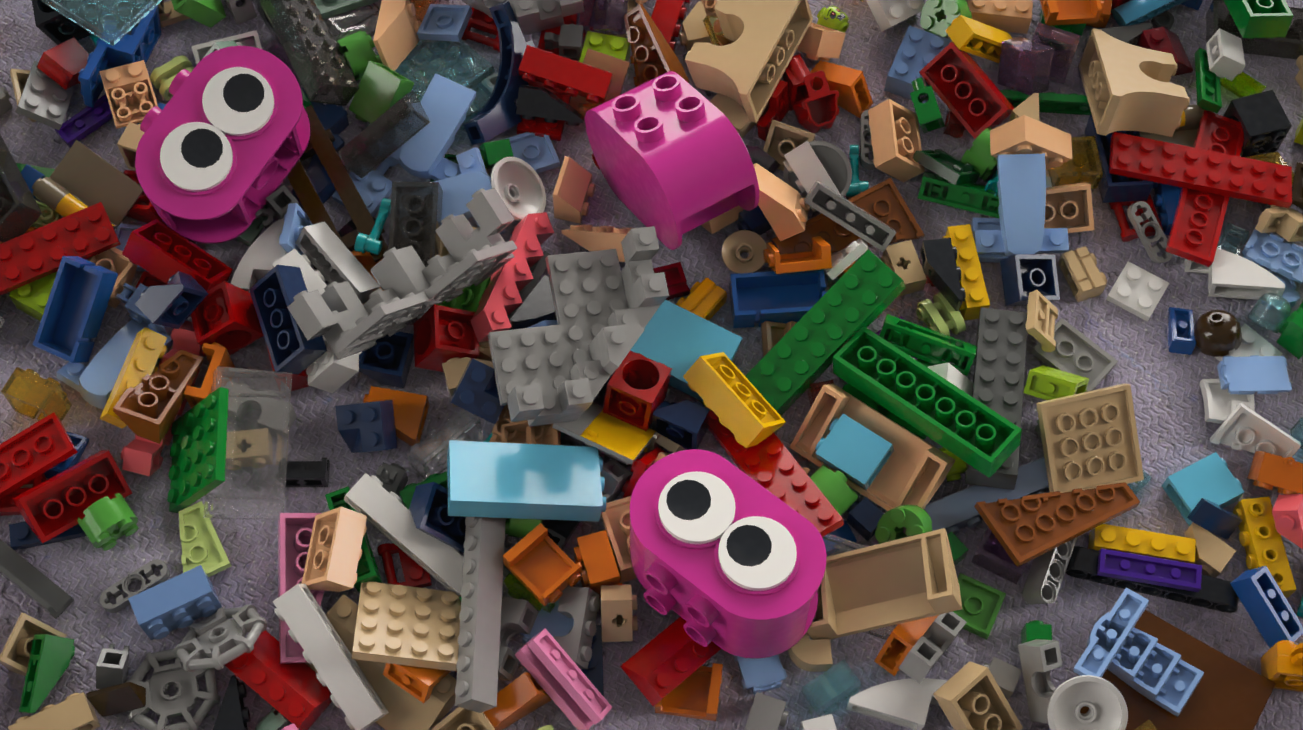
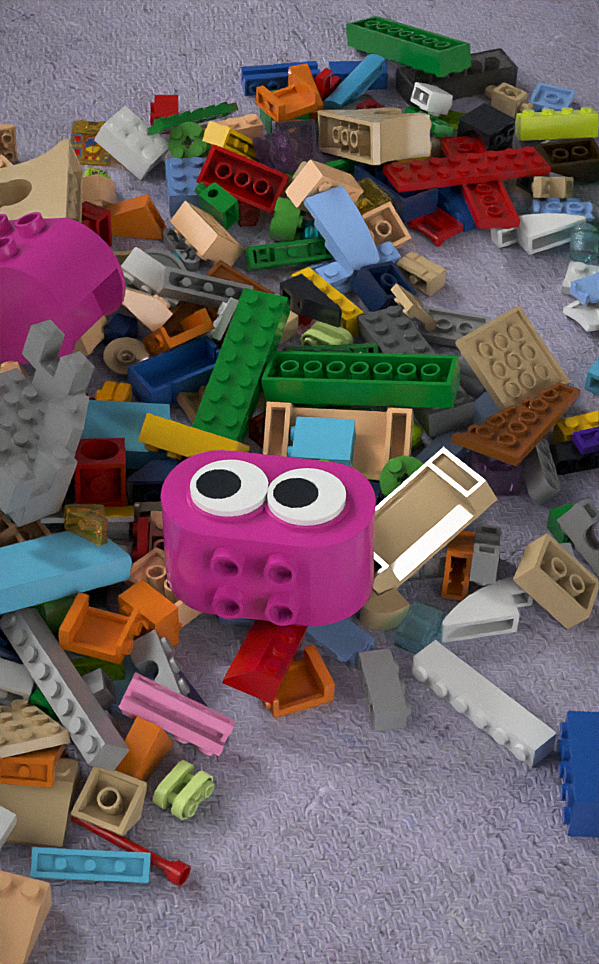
camera: 30 degrees left, 20 degrees down
(588, 450) = (87, 522): none -> clear yellow slope
(616, 613) = (182, 636): tan brick -> none
(820, 108) = (126, 231): red piece -> none
(947, 166) = (260, 236): dark green container -> none
(979, 605) = (506, 517): bright green tile -> none
(1053, 383) = (445, 338): lime panel -> none
(1137, 291) = (471, 271): white plate -> none
(1140, 230) = (470, 232): light grey beam -> none
(1180, 331) = (525, 285): blue slope -> none
(1217, 333) = (554, 270): dark brown cylinder -> none

